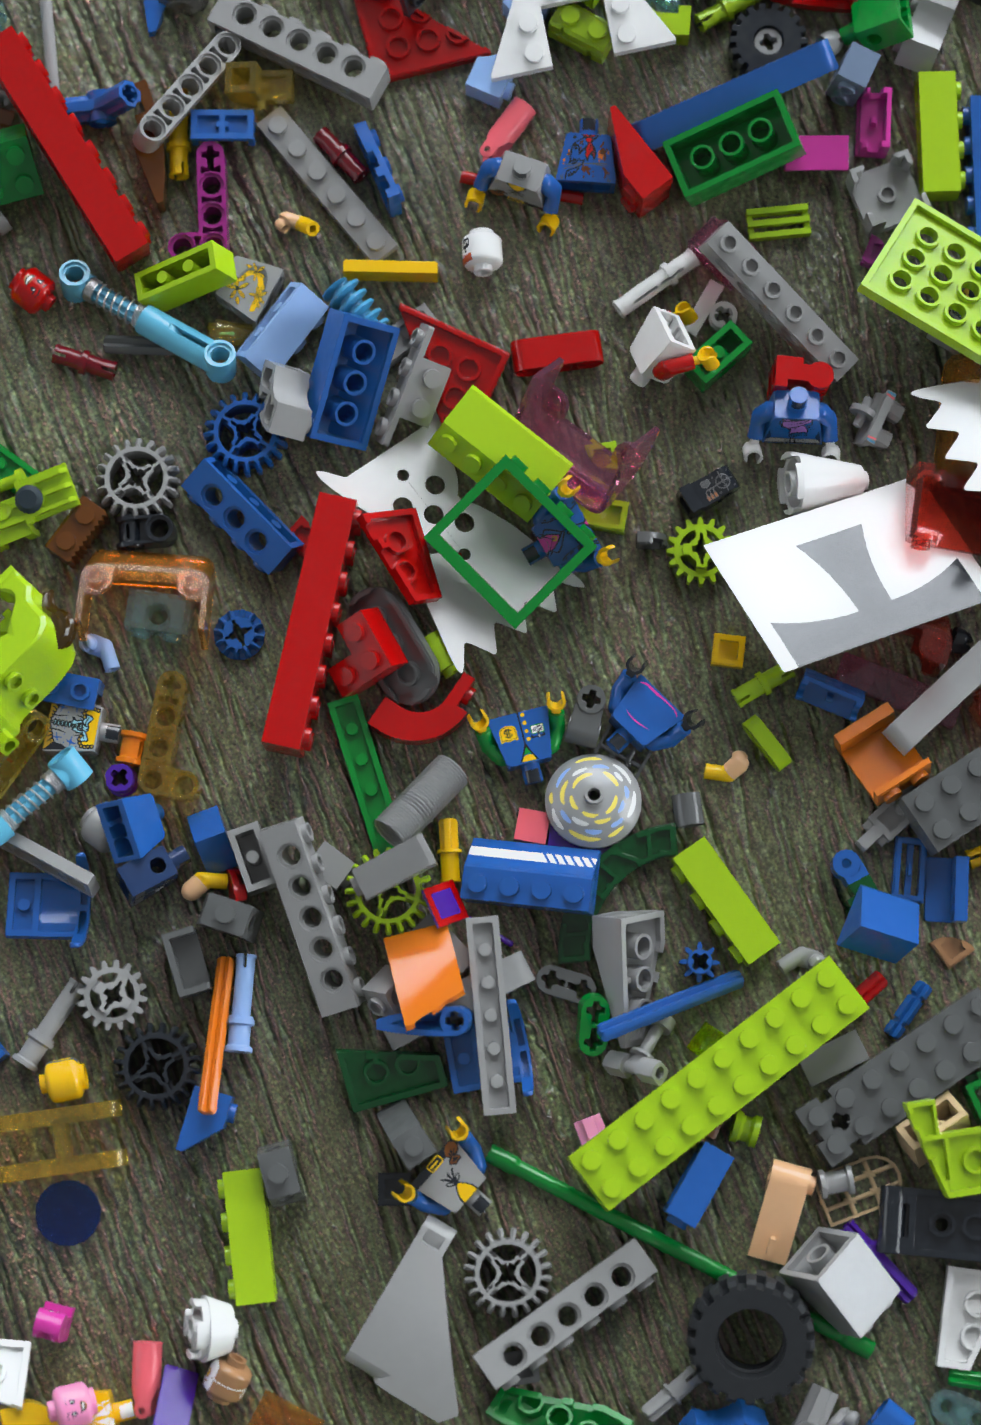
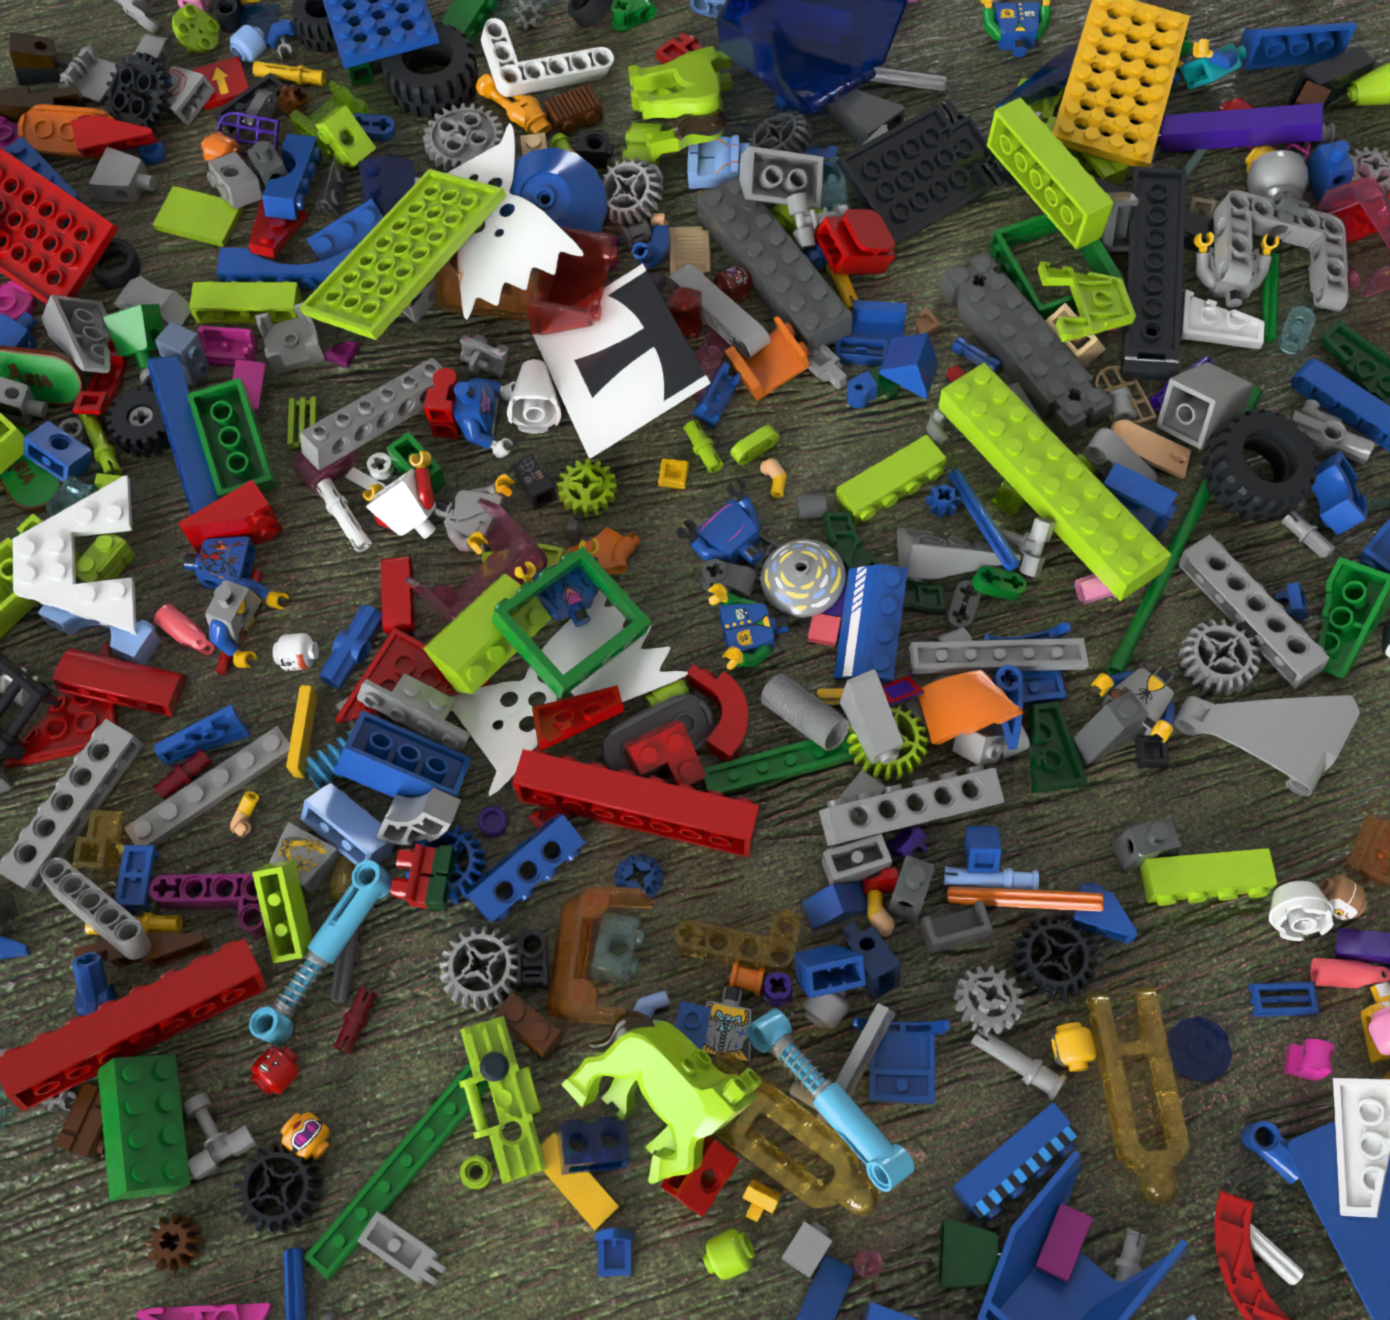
camera: 85 degrees left, 15 degrees down
(134, 1309) = (1256, 1000): none -> blue tile
(207, 411) = (428, 877): none -> hips
(271, 993) = (982, 849): none -> blue brick
(276, 914) = (907, 841): none -> dark purple tile
(298, 479) = (492, 821): none -> dark purple tile
(442, 74) = (119, 682): none -> red brick
(491, 310) = (351, 647): none -> blue piece
(581, 1369) = (1297, 604): none -> blue tile
(623, 581) = (612, 550): none -> orange arm
(676, 434) = (467, 520): none -> light grey torso
(749, 1172) = (1108, 448): none -> light grey beam

